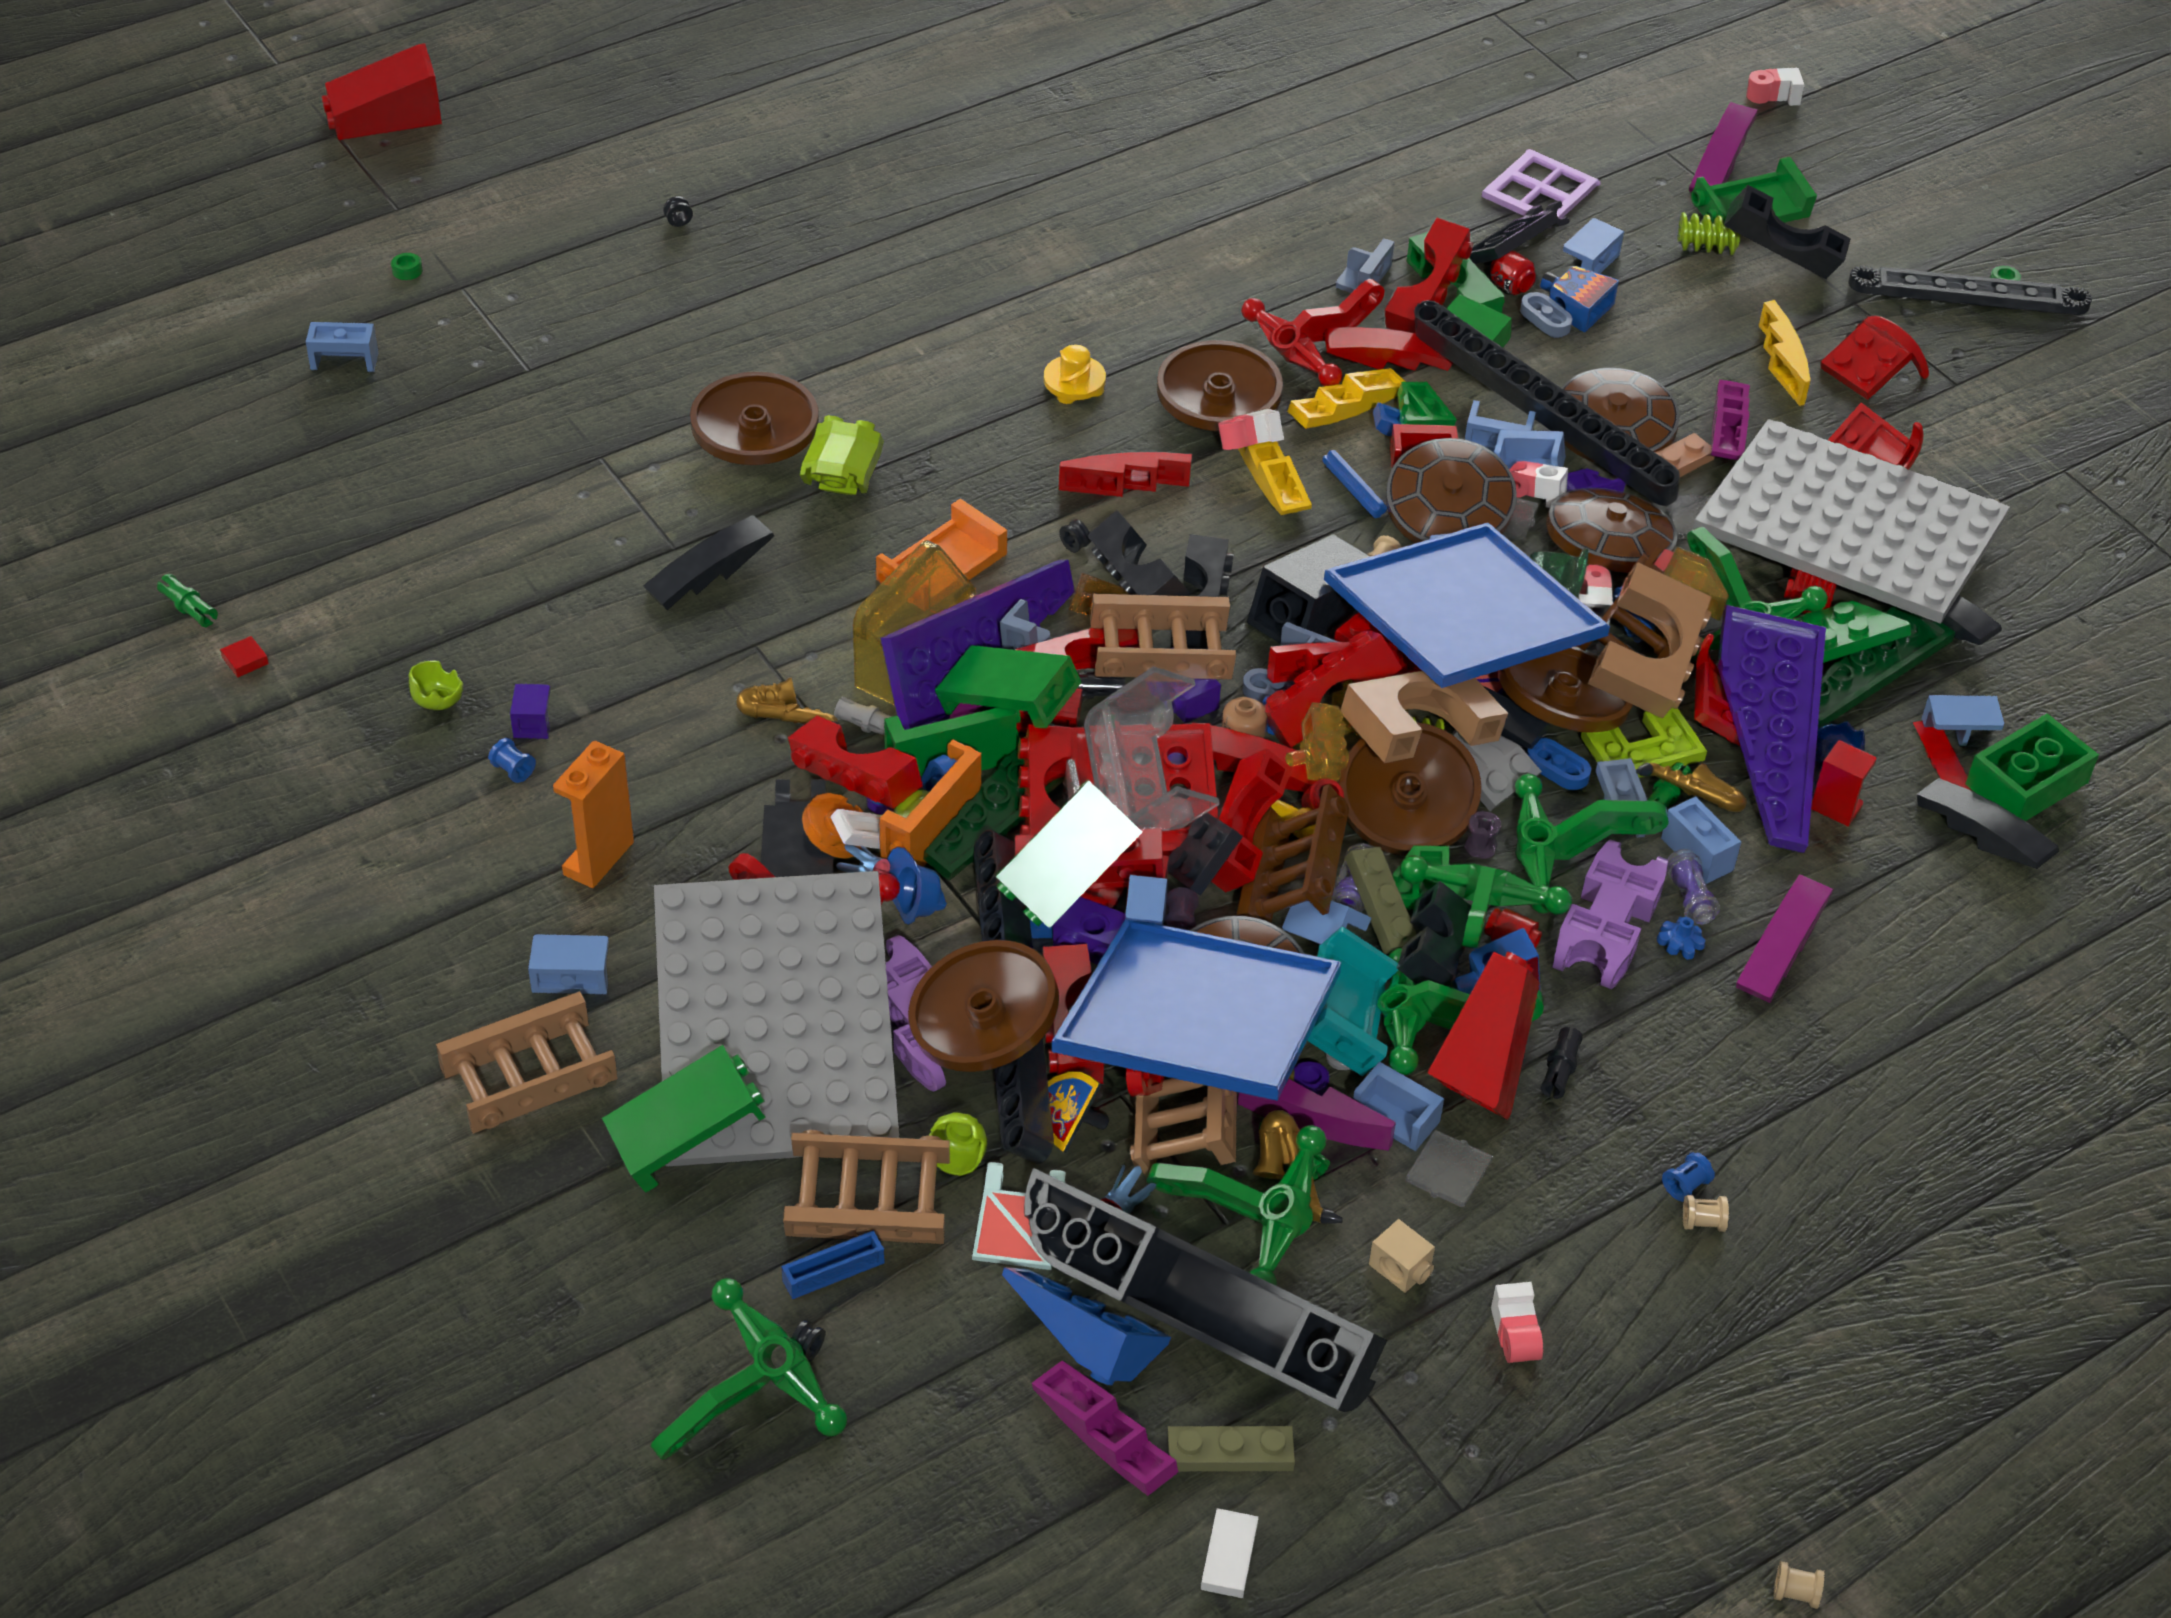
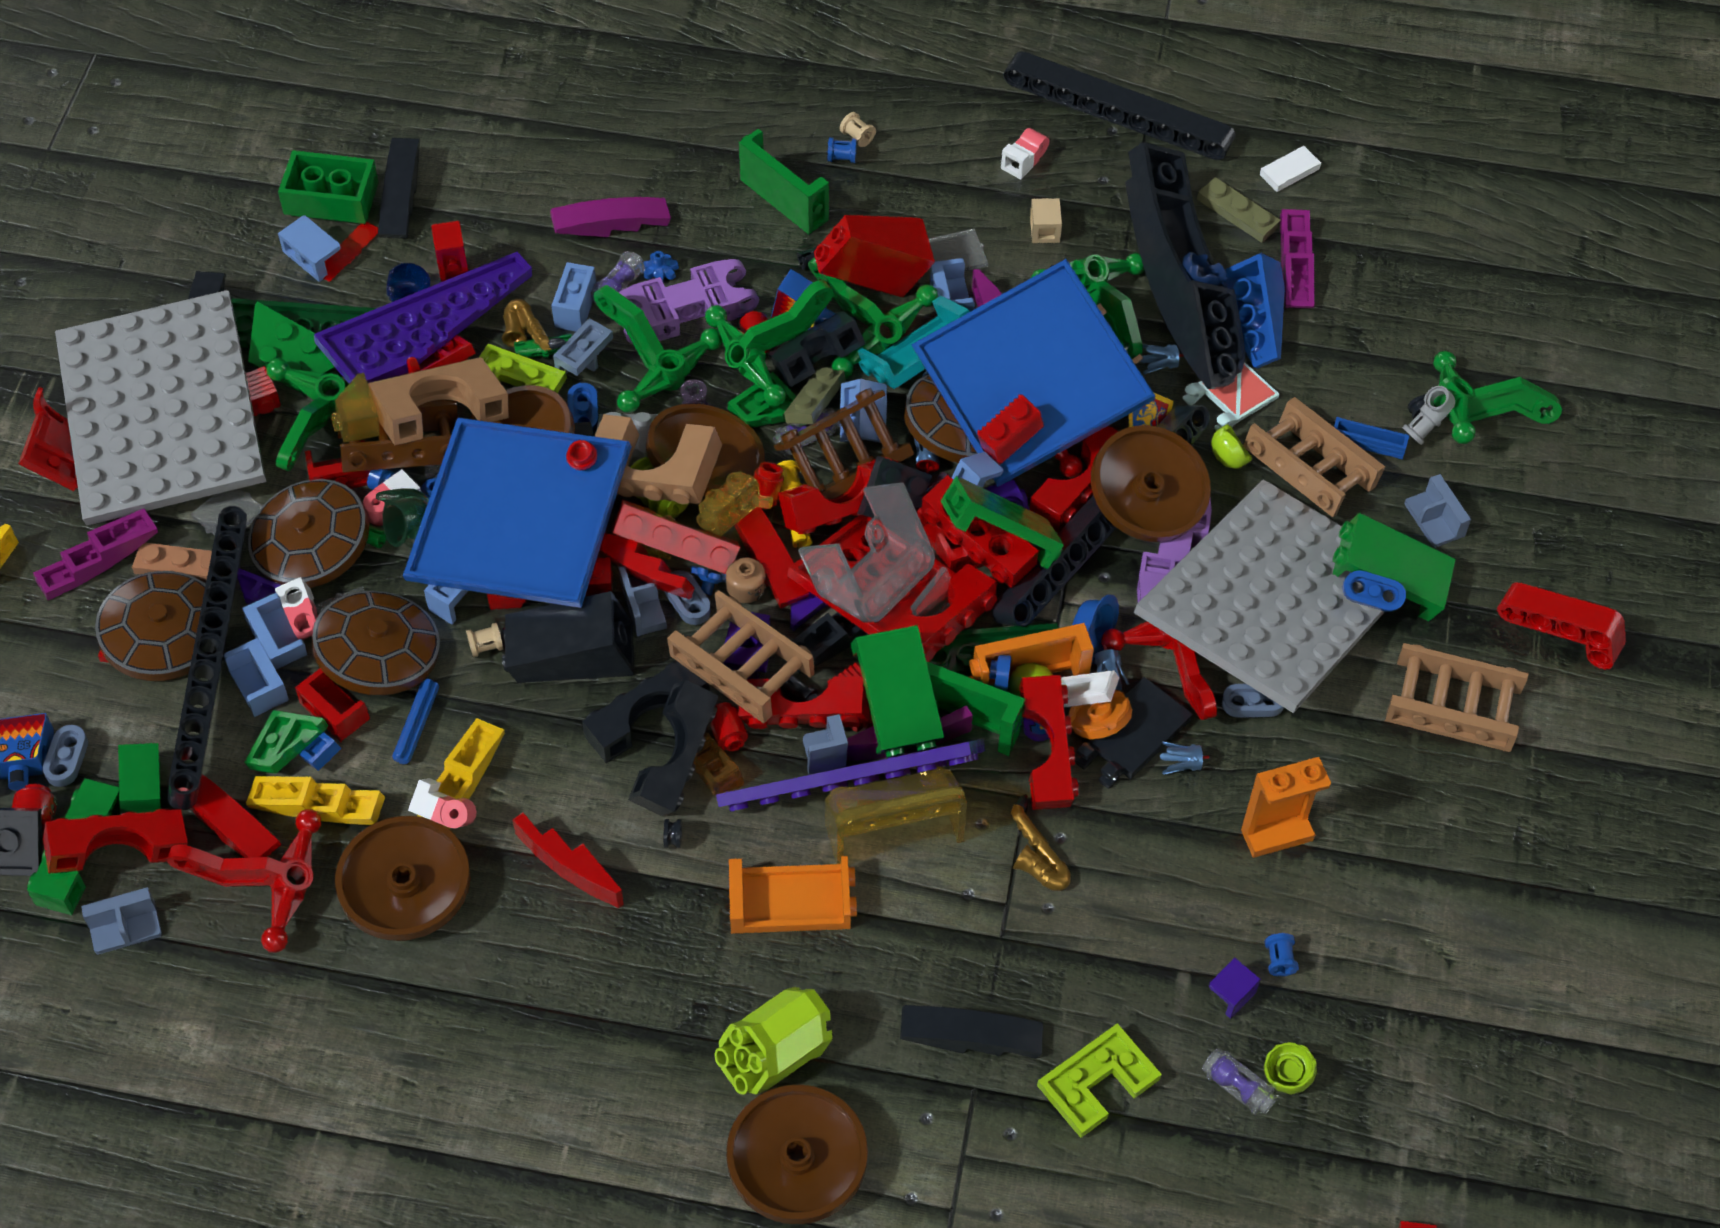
camera: 135 degrees left, 10 degrees up
(470, 1193) = (1569, 618): none -> red beam
(485, 657) = (1228, 1072): none -> clear piece
(568, 964) = (1375, 743): medium blue panel -> none
(601, 586) = (1070, 1082): none -> lime plate
(675, 1055) = (1373, 591): none -> blue plate
(694, 1240) = (1438, 513): none -> sand blue panel
(731, 846) = (1188, 756): none -> flat silver piece
(786, 1312) = (1430, 415): none -> light grey connector
(866, 717) = (988, 791): light grey pin -> none
(1074, 375) = (486, 1000): yellow plate -> none
(1154, 934) = (1010, 429): none -> red brick
(1169, 1282) = (1200, 270): none -> dark blue hair
(1465, 644) = (581, 455): none -> red plate
(1493, 1470) = (1119, 105): none -> black beam
(1683, 1068) = (780, 187): none -> green panel

